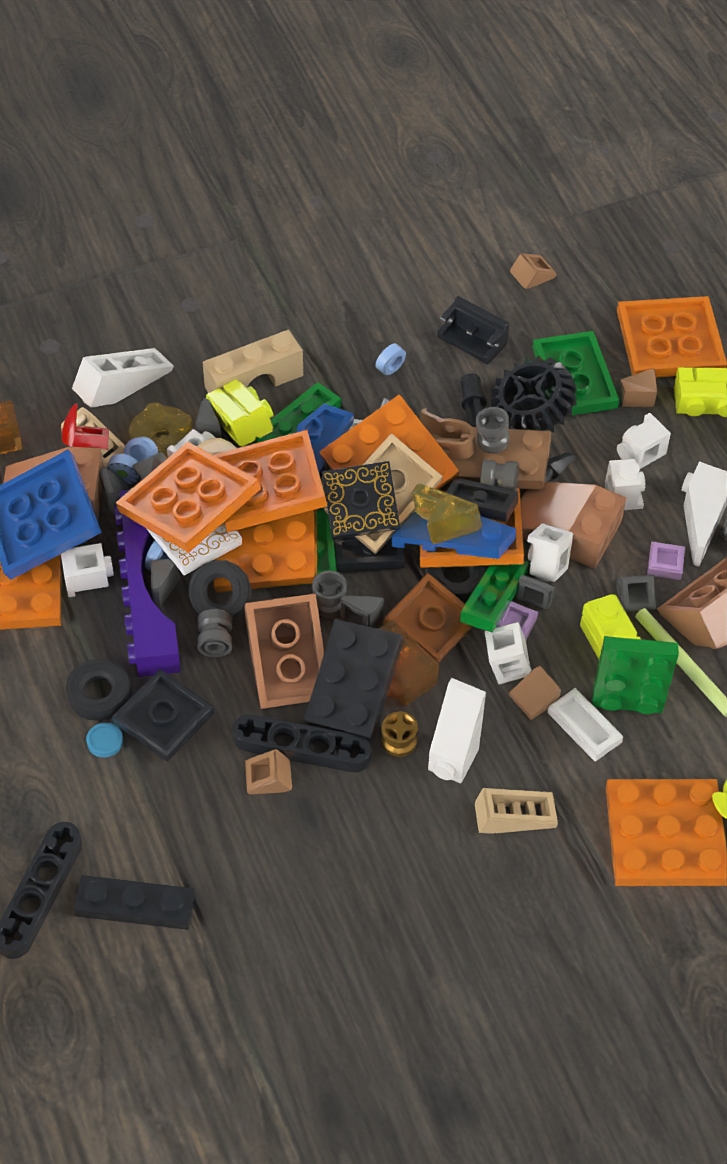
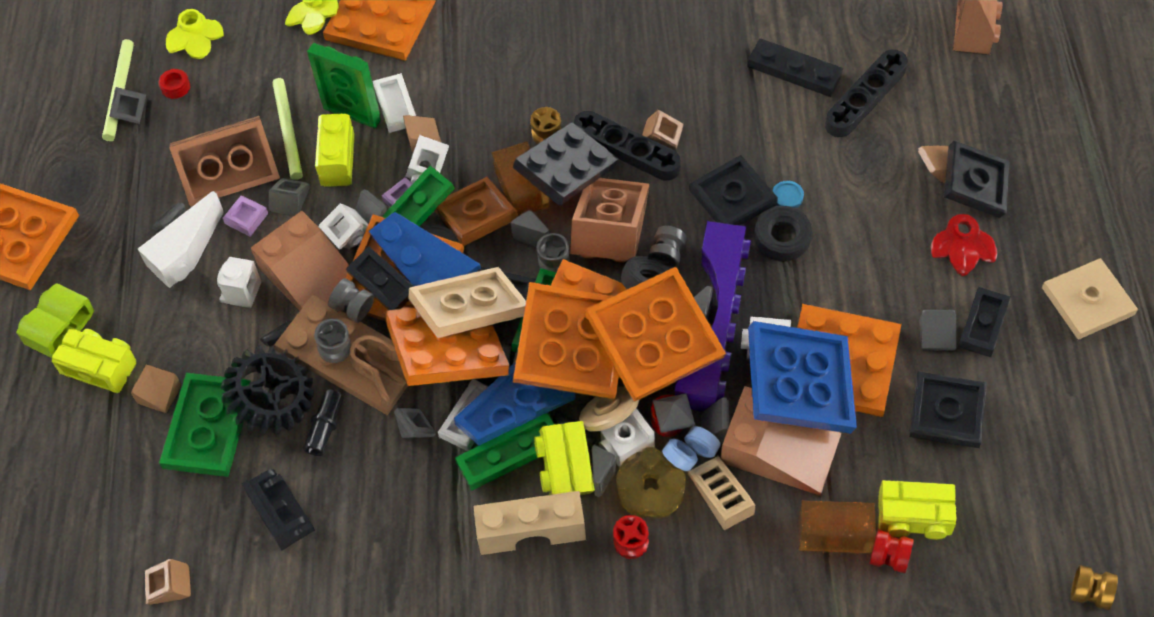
camera: 155 degrees left, 5 degrees up
(83, 435) = (732, 469): red plate -> none
(117, 375) = (672, 561): white slope -> none
(164, 386) = (627, 529): none -> red wheel
(361, 500) = (493, 291): black plate -> none
(390, 359) = (381, 495): light blue tile -> none
(447, 514) = (424, 241): clear yellow slope -> none
(457, 731) = (505, 93): white slope -> none
(500, 822) = (501, 60): tan slope -> none
(644, 442) = (192, 322): white brick -> none
(670, 335) = (84, 439): orange plate -> none

